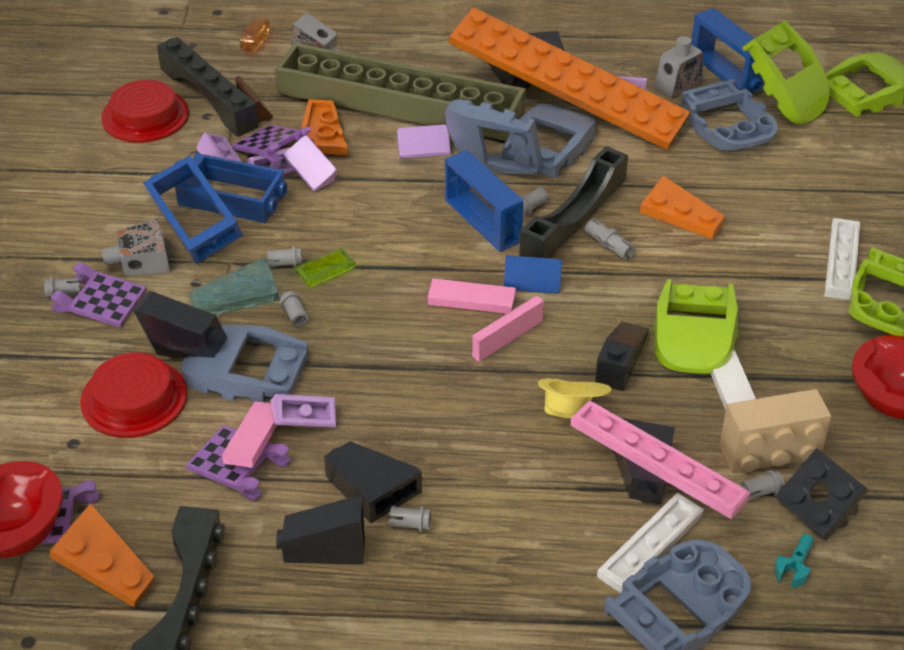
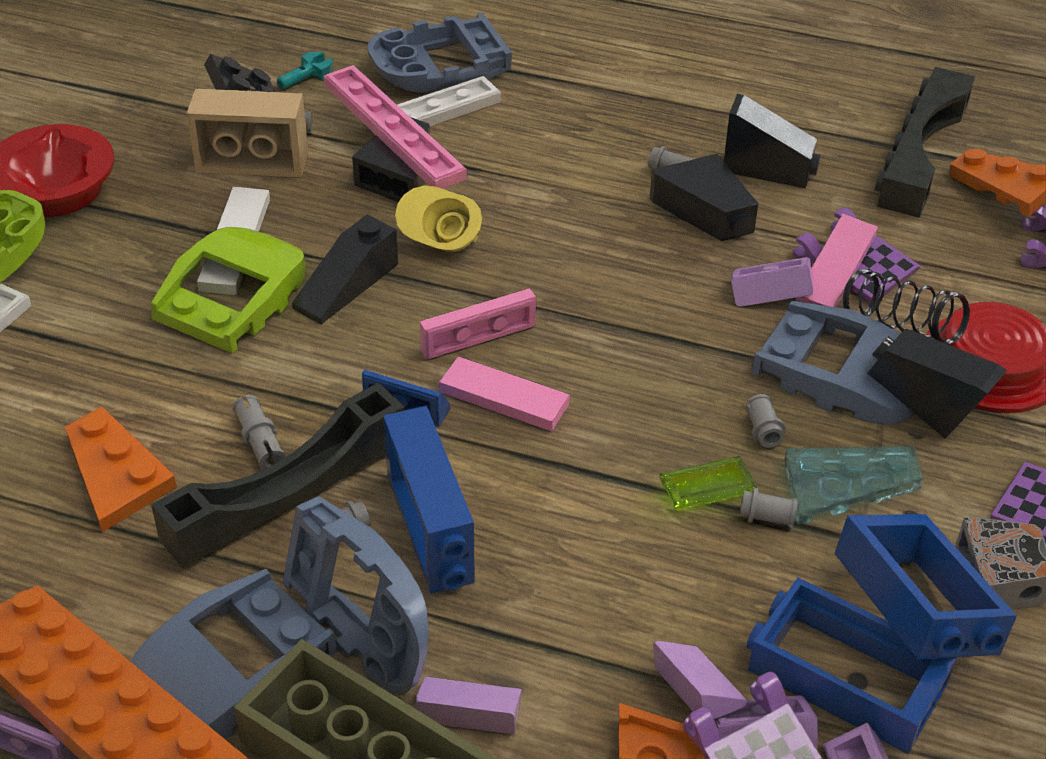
camera: 165 degrees left, 0 degrees up
(226, 413) = (875, 302): none -> black piece

